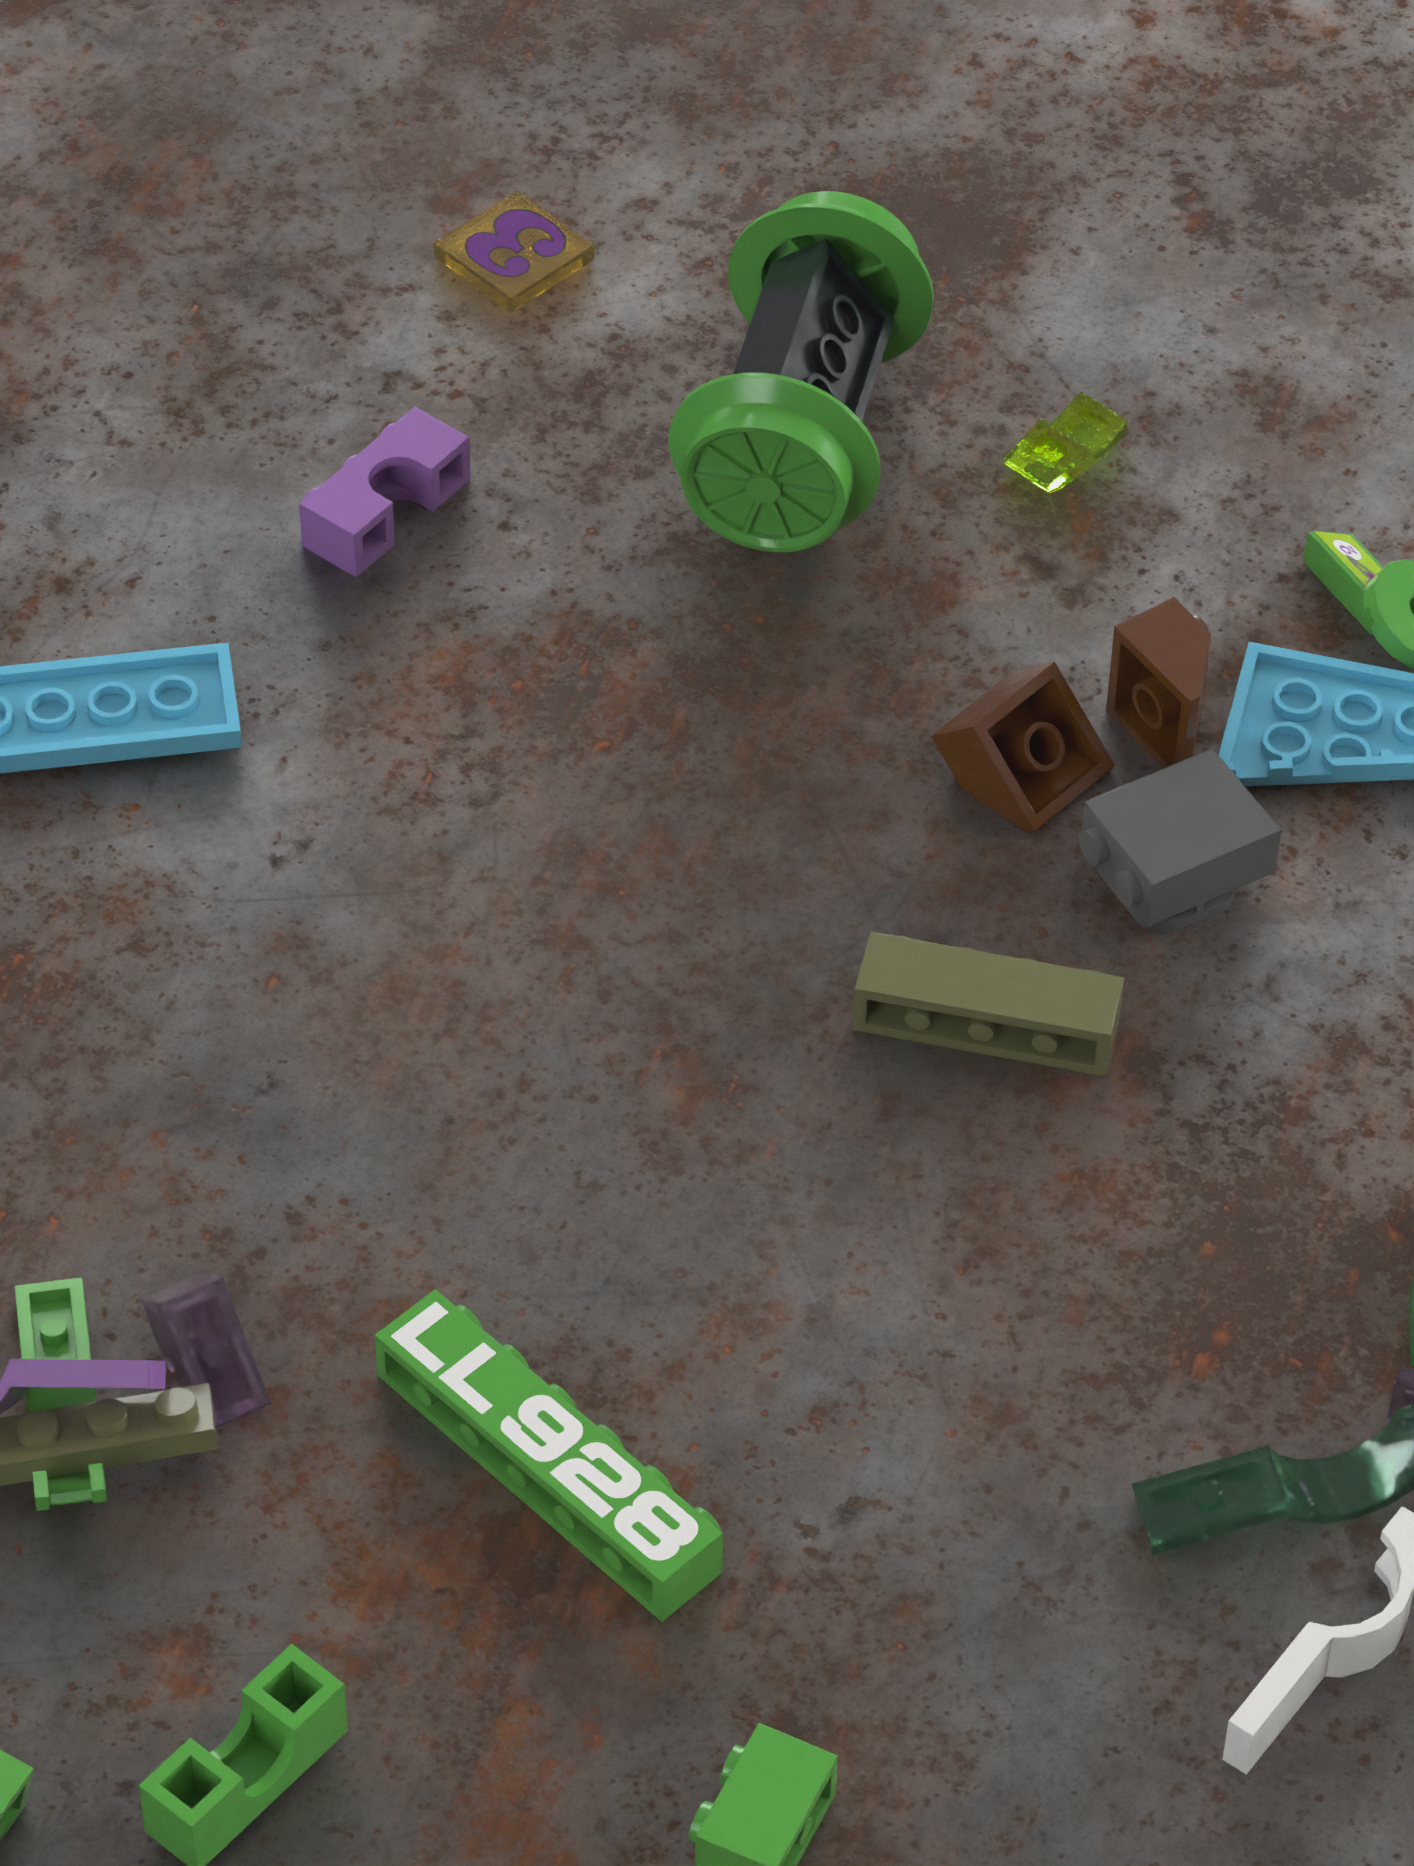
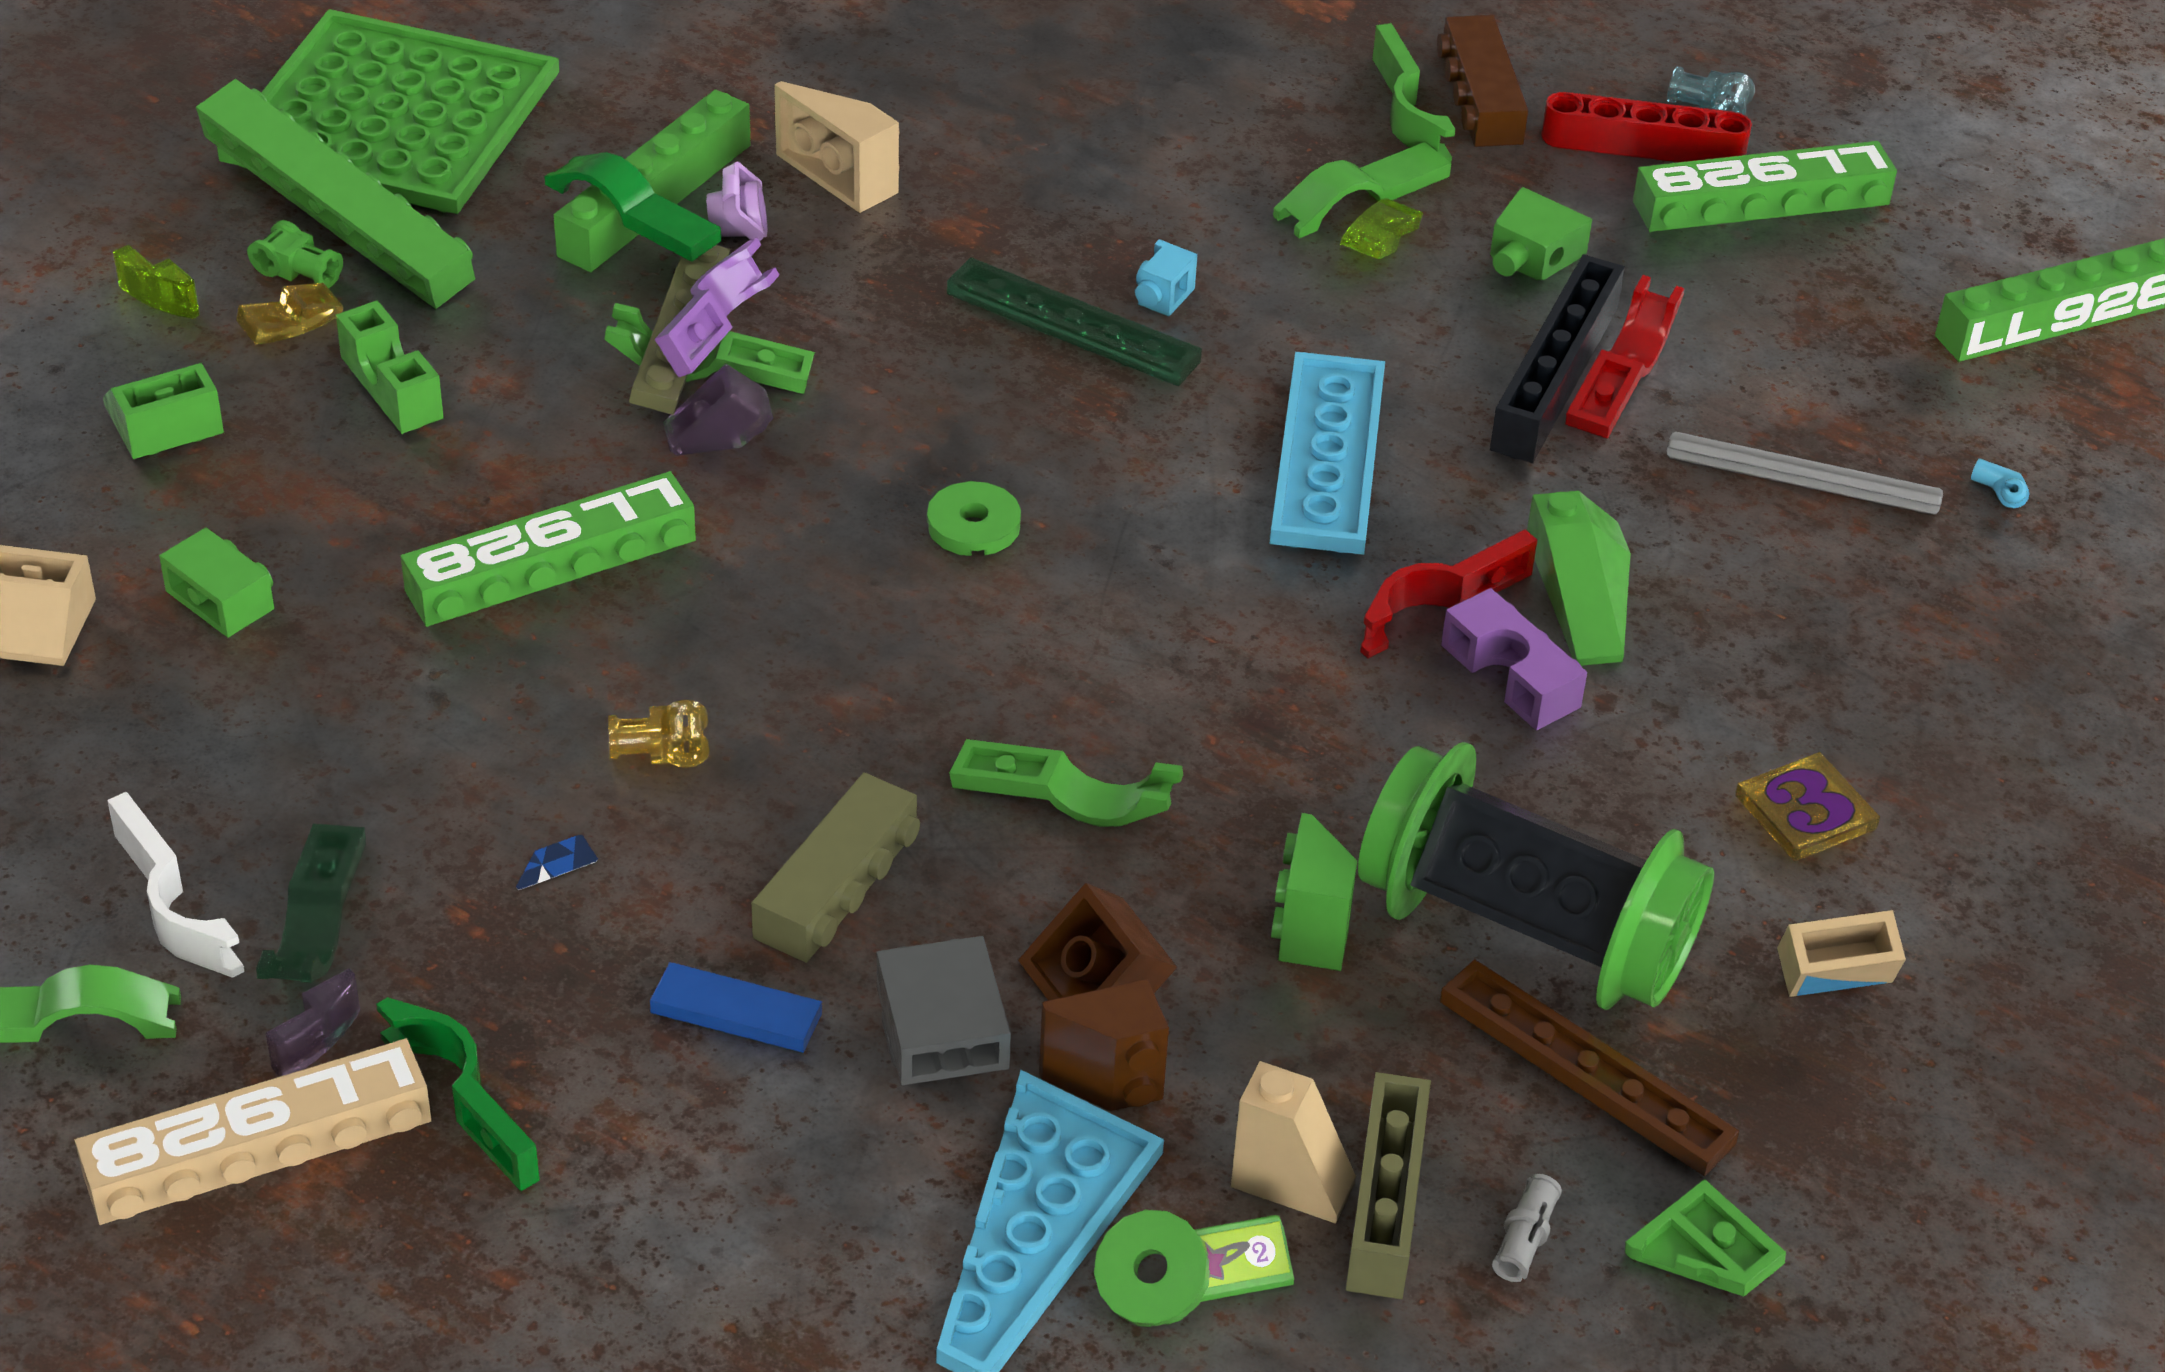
camera: 105 degrees right, 5 degrees down
(203, 465) = (1583, 572): none -> bright green wedge
(265, 549) = (1447, 585): none -> red piece
(294, 1010) = (973, 499): none -> bright green tile
(749, 172) = (1841, 953): none -> tan brick
(755, 835) = (1052, 777): none -> bright green piece
(843, 1230) = (663, 734): none -> clear yellow connector
(868, 568) = (1315, 897): none -> bright green slope
(975, 363) = (1590, 1067): none -> reddish brown plate
(1068, 446) = (1466, 1109): clear neon green slope -> none
(1074, 1294) = (557, 860): none -> sticker
(1158, 254) = (1707, 1242): none -> bright green wing
(1205, 378) = (1526, 1228): none -> light grey pin
(1227, 1051) = (736, 1007): none -> blue tile
(1228, 459) = (1388, 1186): none -> olive brick
(1230, 533) = (1290, 1145): none -> tan slope

